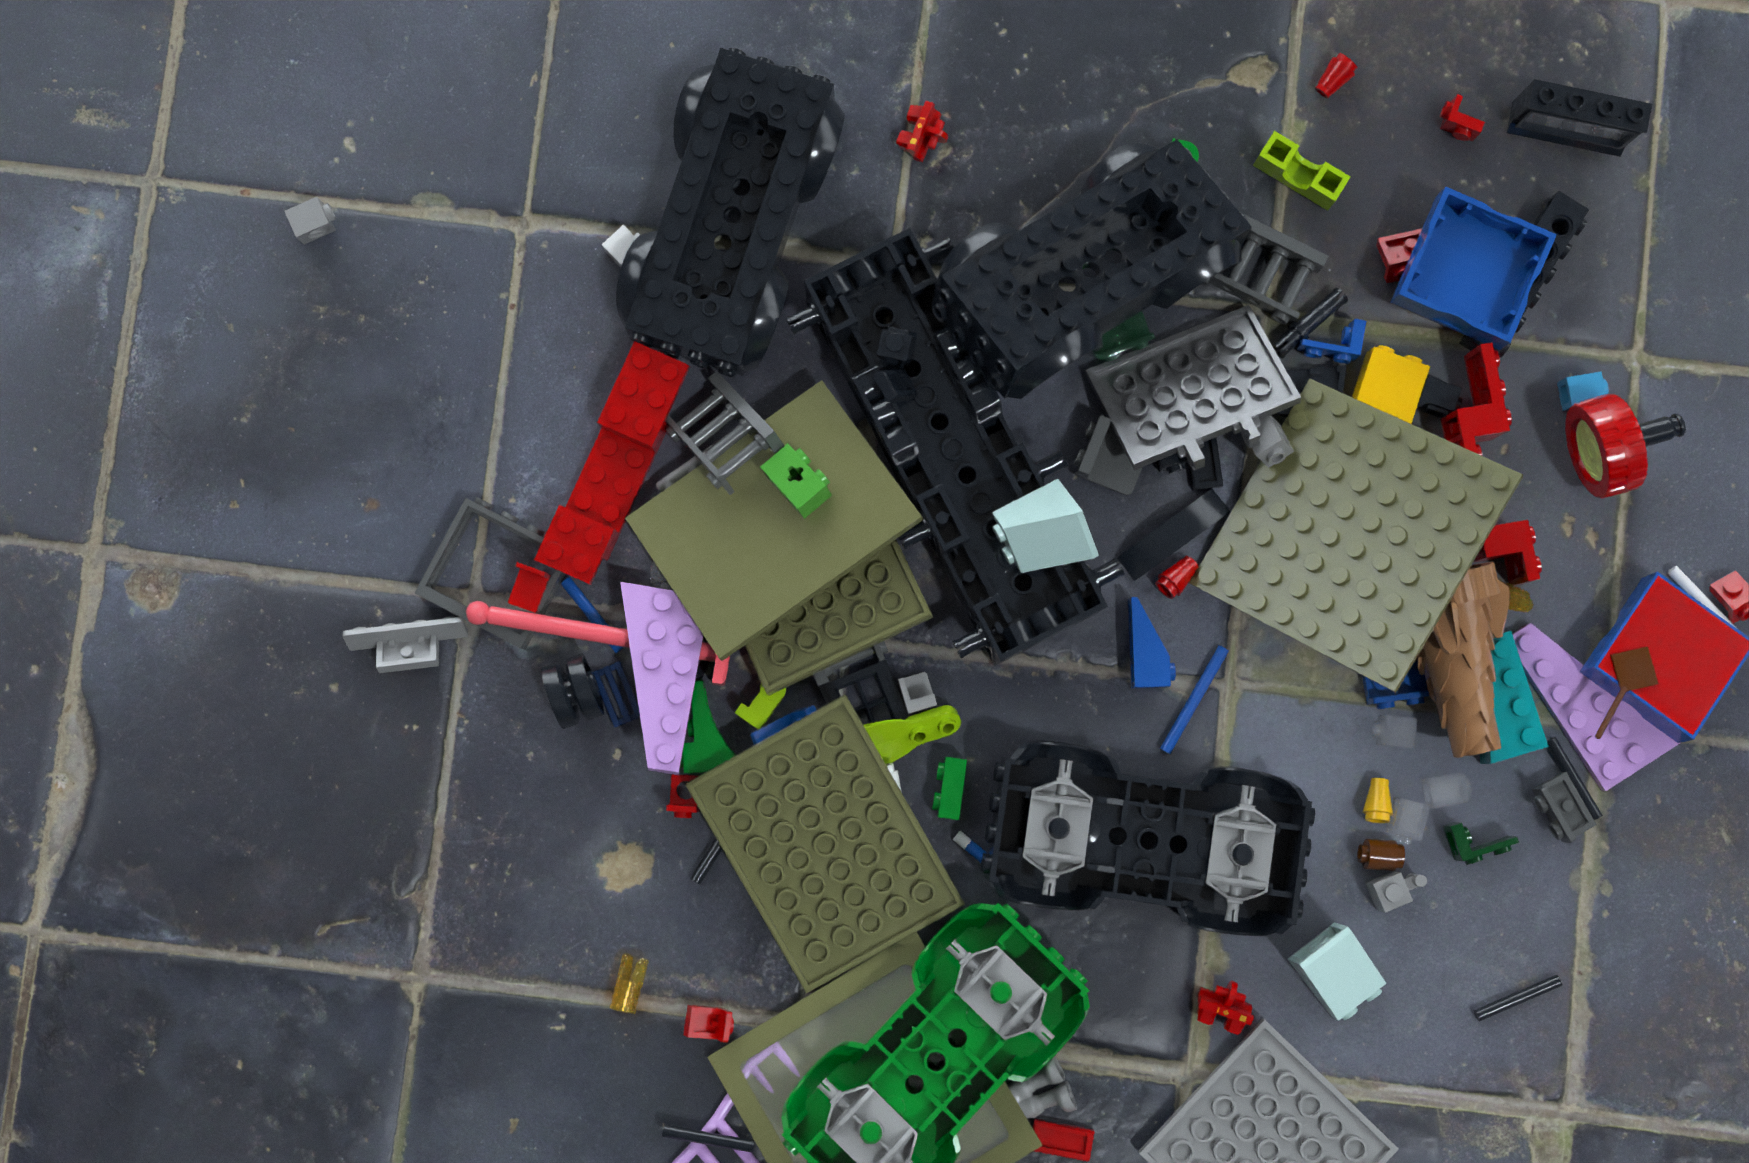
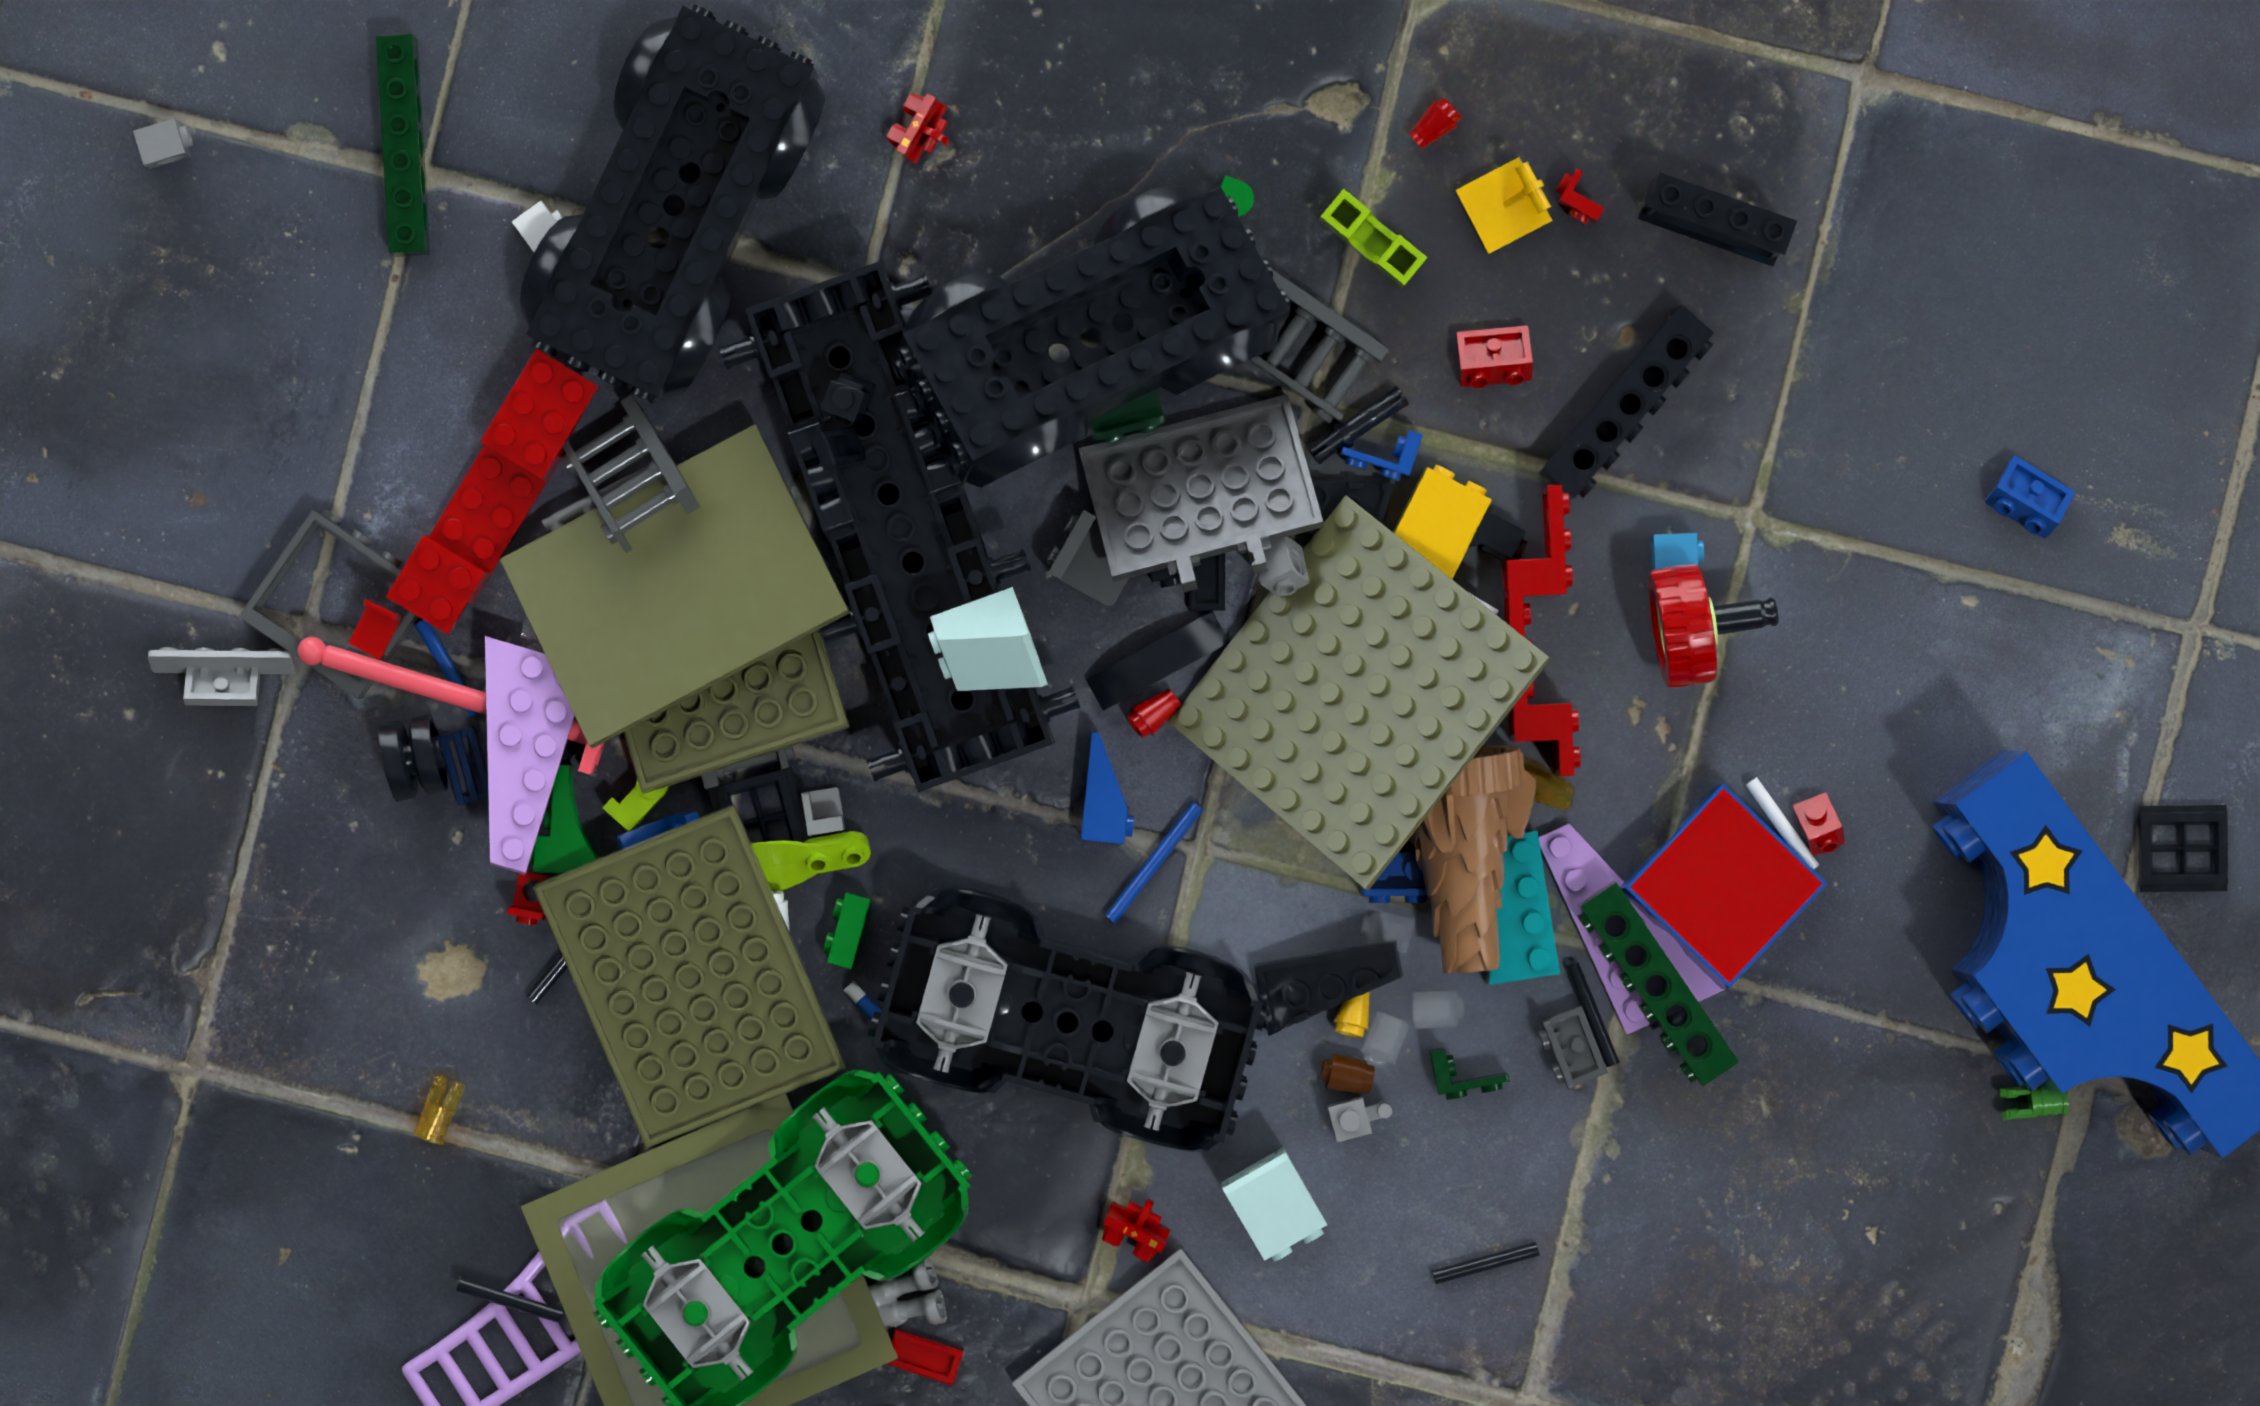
camera: 10 degrees right, 5 degrees up
(506, 197) = (403, 145): none -> dark green brick
(708, 1023) = (527, 1167): red bracket -> none
(802, 495) = (713, 565): bright green brick -> none
(1353, 777) = (1317, 982): none -> black wing
(1402, 132) = (1505, 204): none -> yellow plate
(1473, 268) = (1556, 390): blue tile -> none
(1633, 671) = (1670, 899): reddish brown piece -> none
(1687, 797) = (1717, 1055): none -> dark green brick

